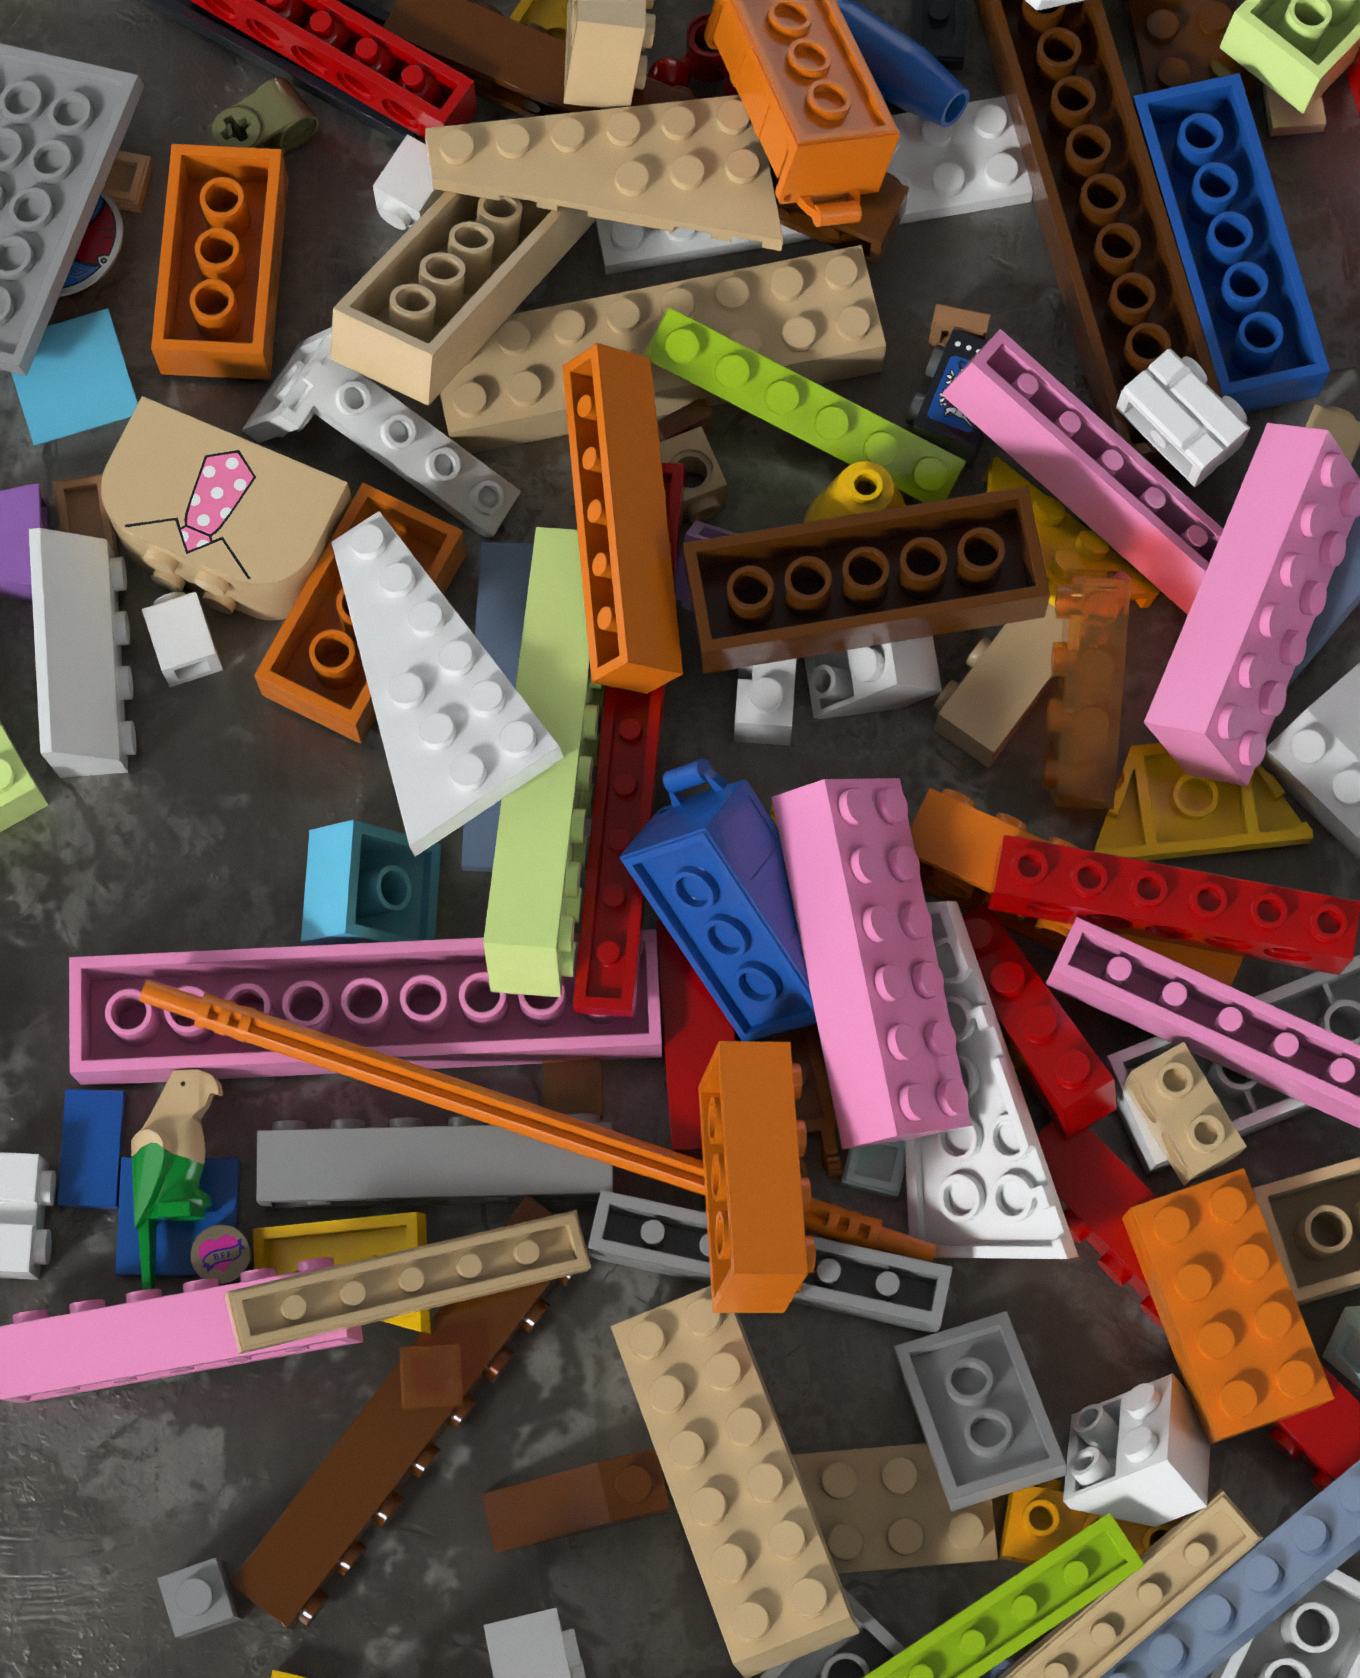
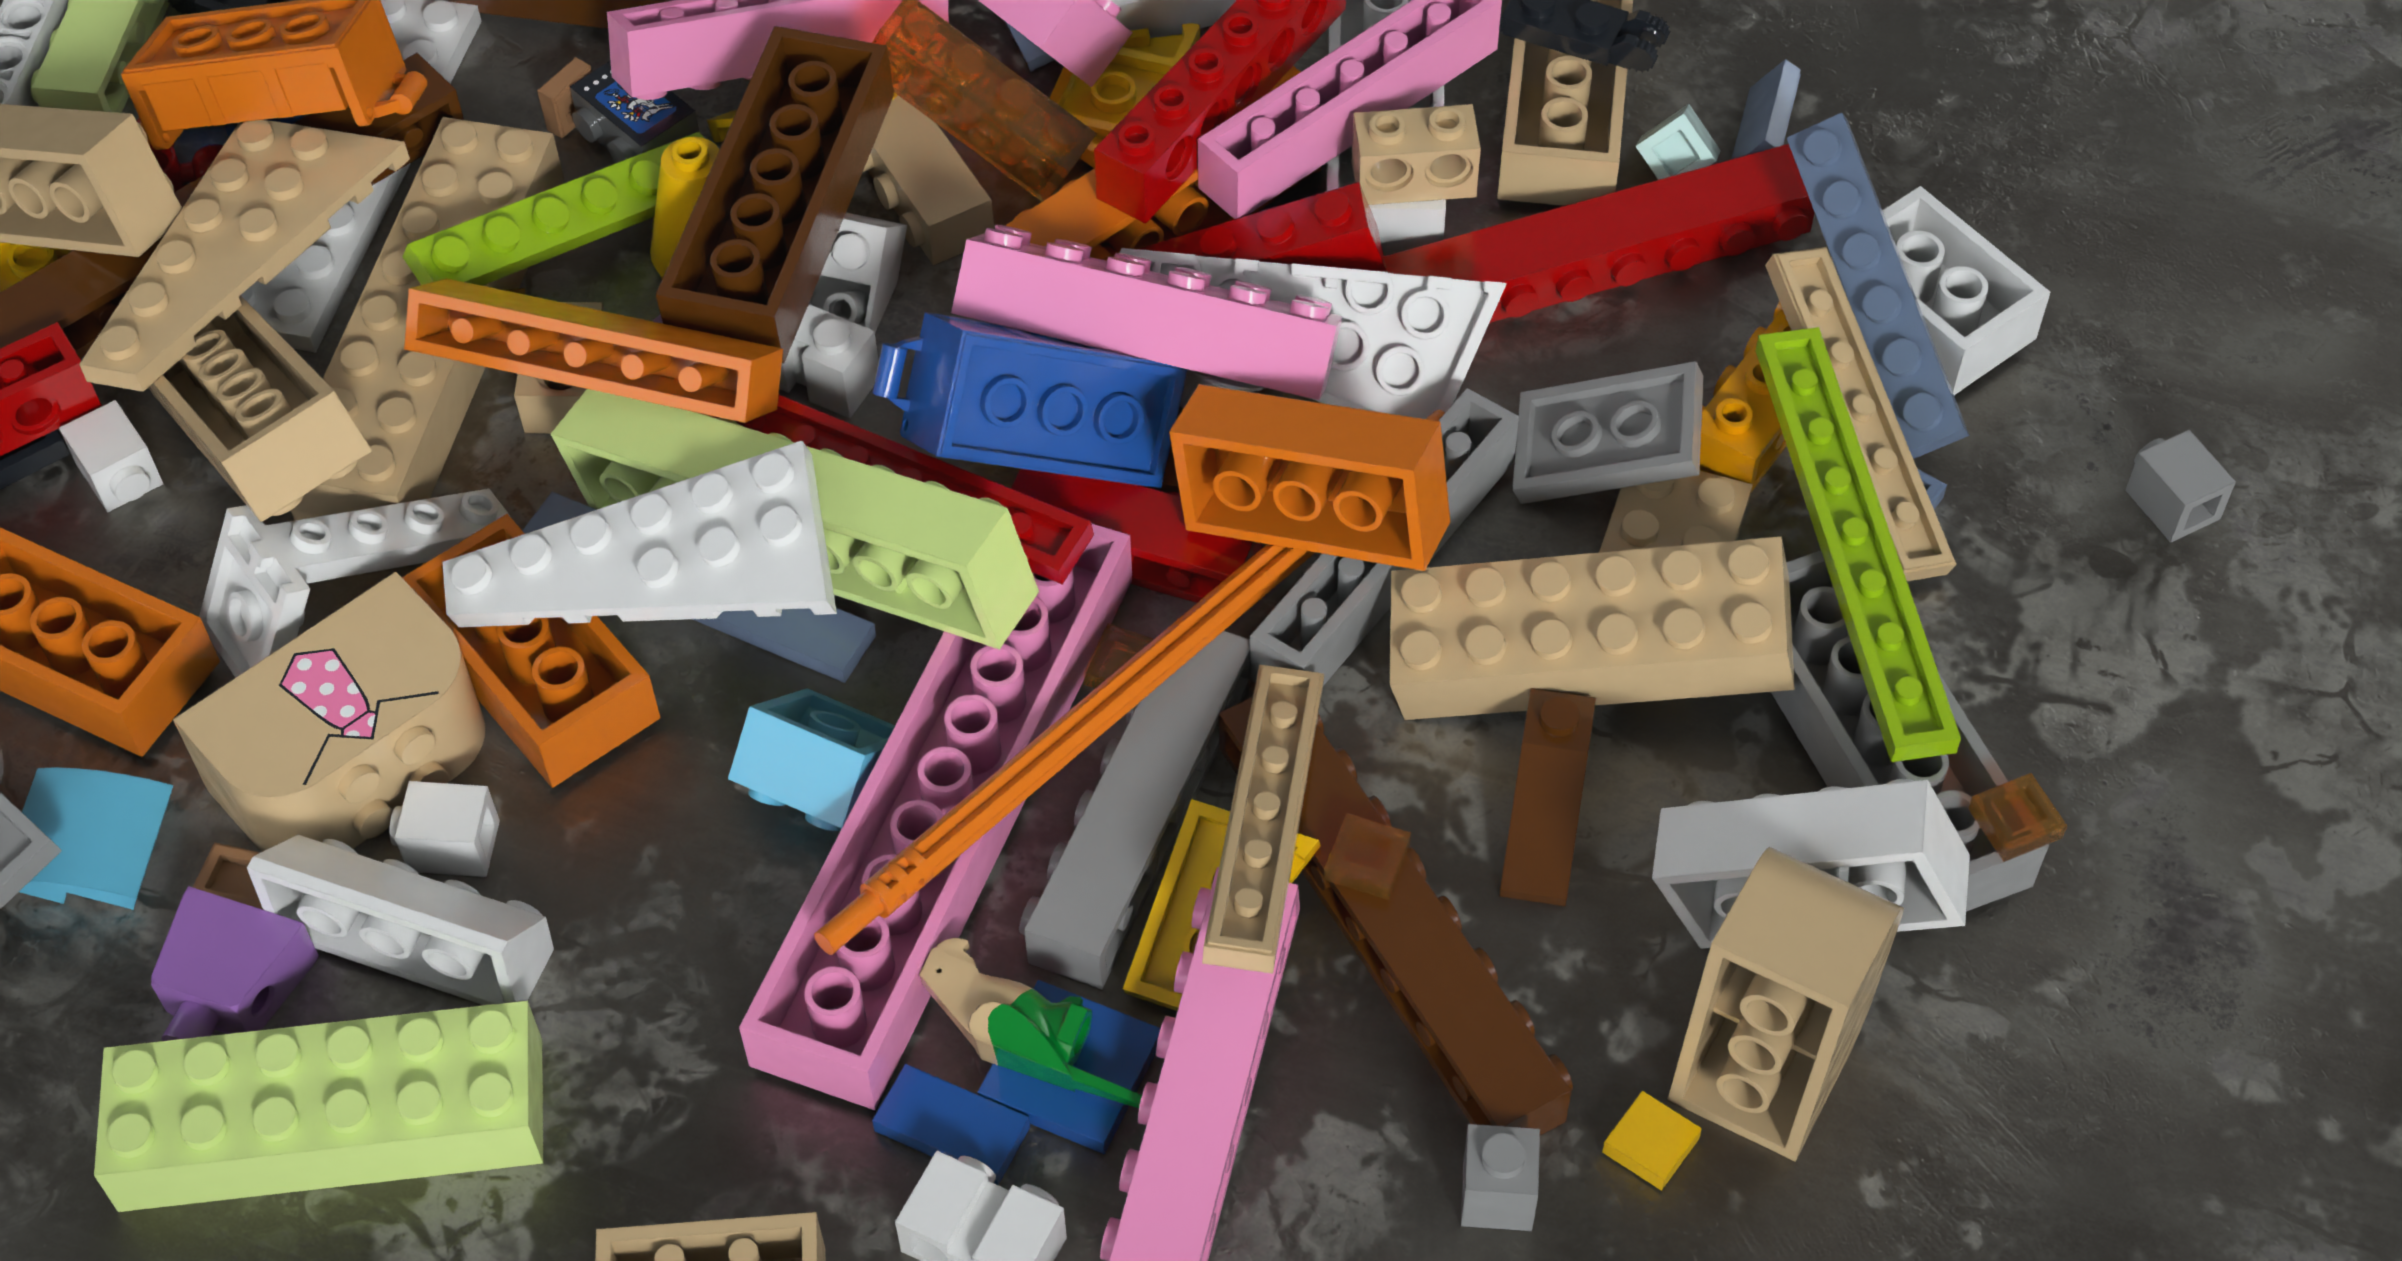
camera: 65 degrees left, 20 degrees down
(221, 1254) = (1134, 1023): dark tan tile -> none
(1139, 1456) = (1708, 318): white slope -> none
(1226, 1306) = (1604, 200): orange brick -> none

